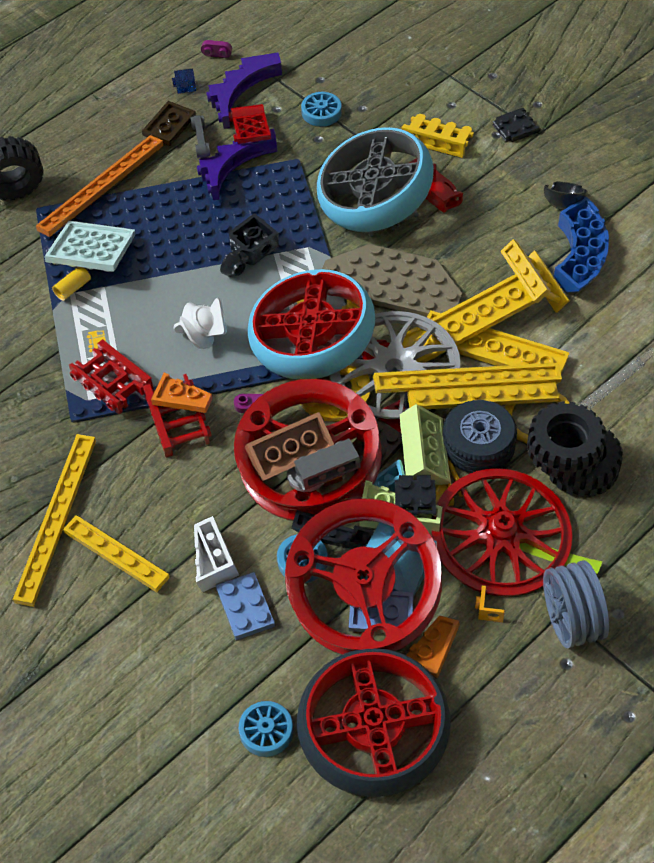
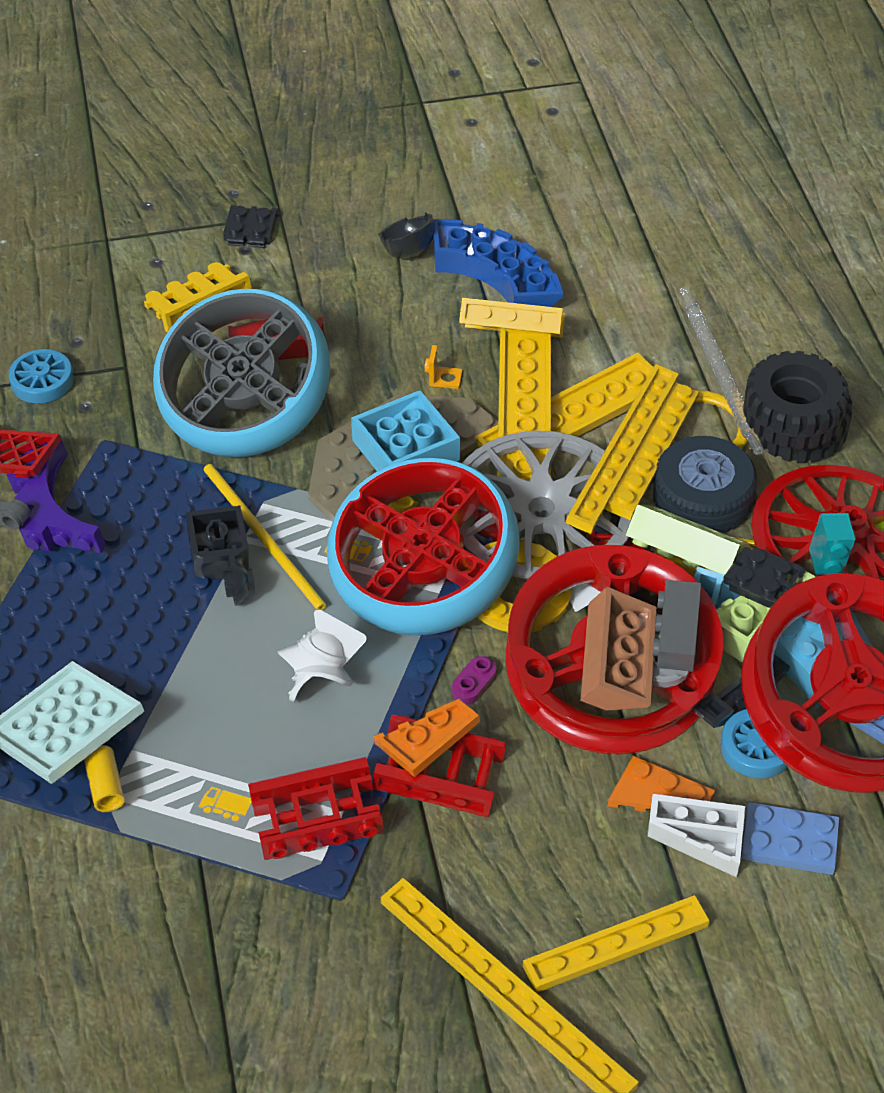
camera: 60 degrees left, 5 degrees down
(235, 526) = (645, 779): none -> orange wing
(281, 256) = (265, 538): none -> yellow piece
(389, 275) = (404, 432): none -> medium azure slope
(465, 517) = (832, 543): none -> teal brick
(469, 265) = (436, 372): none -> light orange bracket

